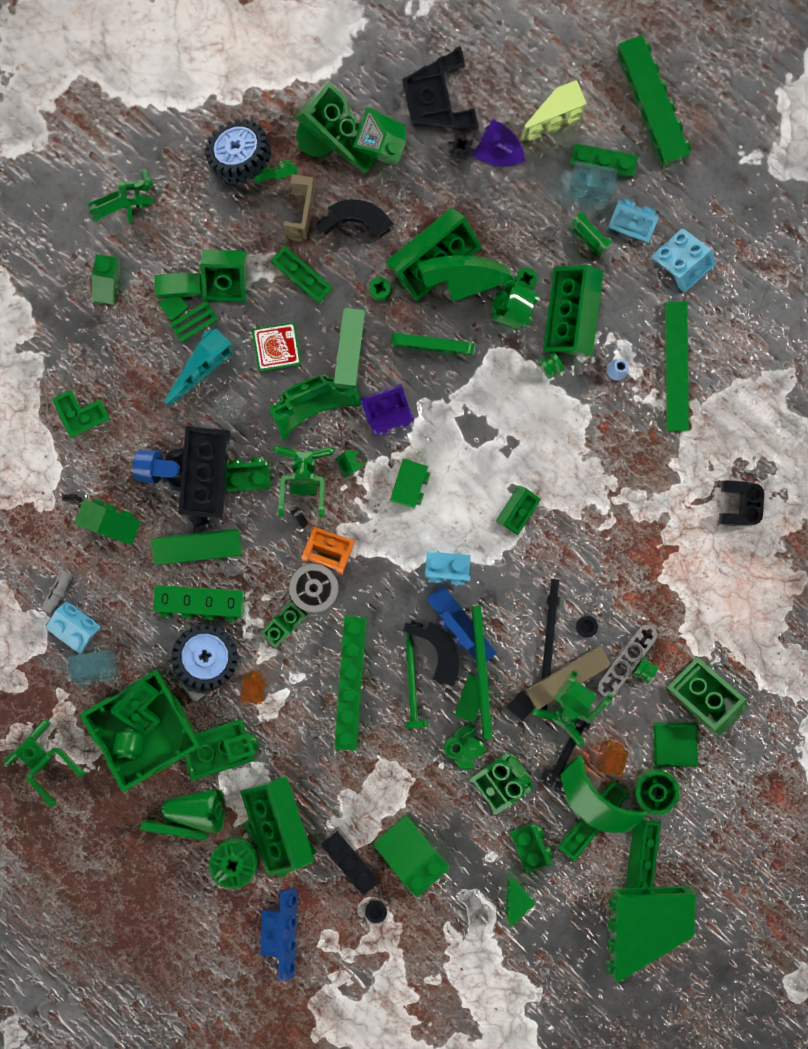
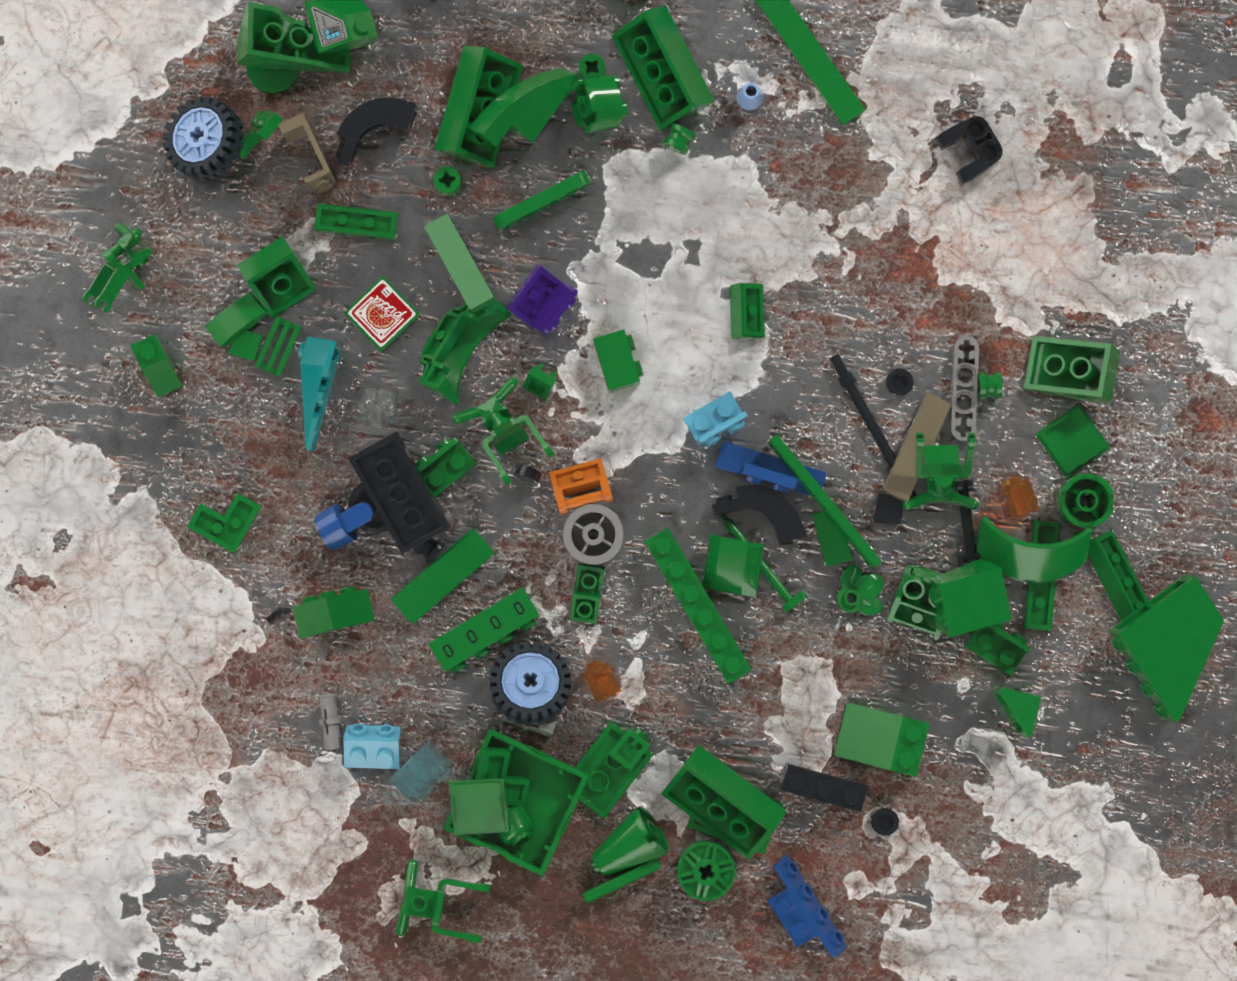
camera: 30 degrees left, 0 degrees up
(112, 716) = (478, 806): none -> green piece
(392, 672) = (733, 565): none -> green slope
(533, 804) = (969, 598): none -> green slope

